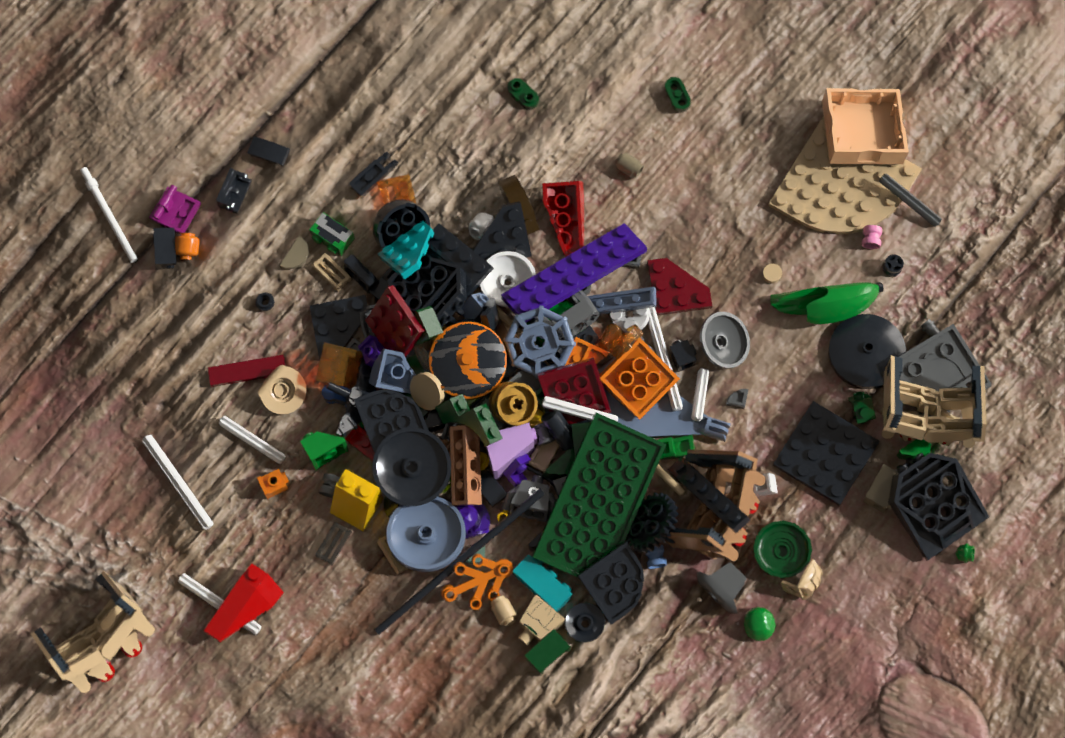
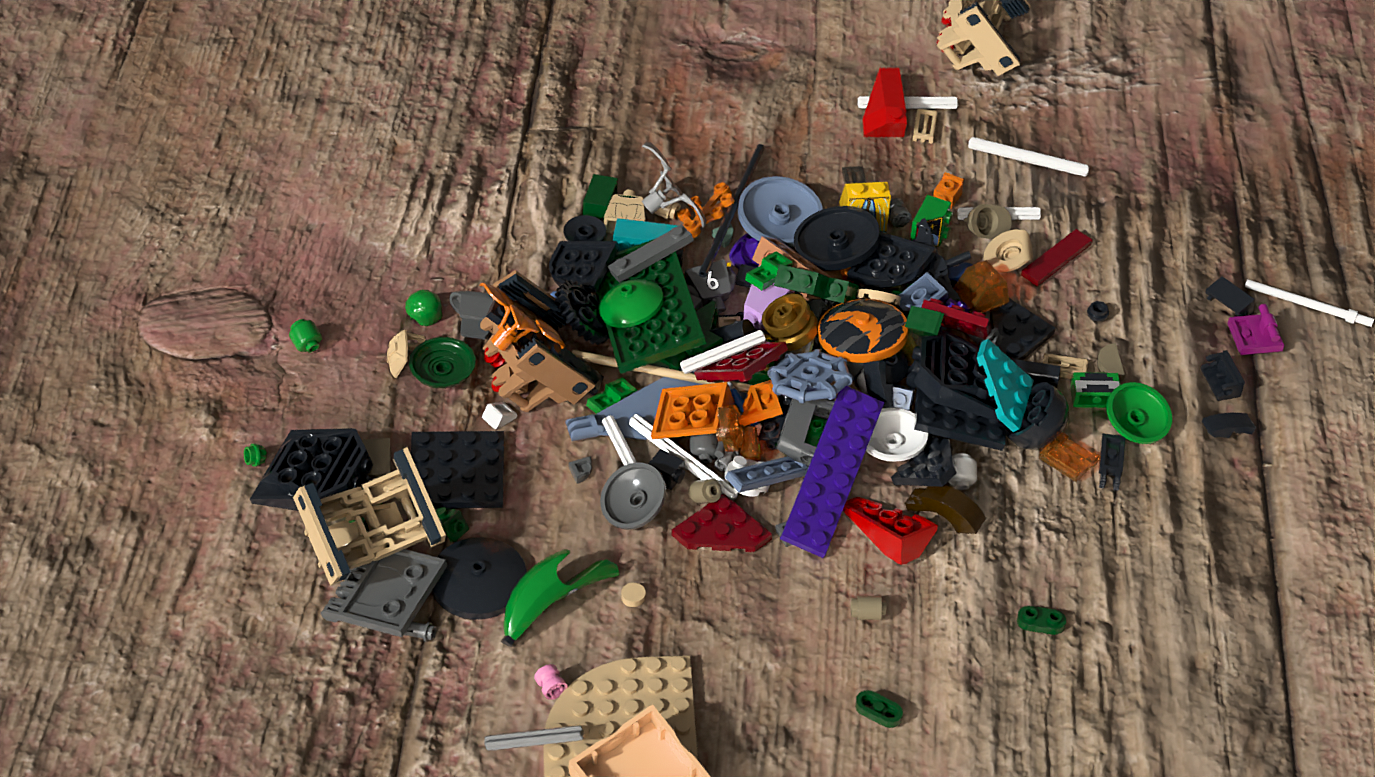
camera: 140 degrees right, 25 degrees down
(187, 246) = (1213, 311): orange head -> none
(233, 574) = (923, 136): none -> tan tile
(273, 431) = (989, 221): none -> dark tan piece
(325, 189) = (1143, 405): none -> green dish
(494, 456) = (766, 273): none -> green slope
(507, 604) = (656, 198): none -> light grey plant
(515, 470) = (738, 299): dark purple bracket -> none
(563, 543) = (650, 253): none -> dark grey plate
(599, 501) = (631, 303): none -> green dish
(671, 316) = (705, 491): none -> dark tan brick
(734, 519) = (507, 333): none -> orange plant
(867, 648) = (305, 335): none -> green head
(894, 261) = (511, 664): black wheel -> none

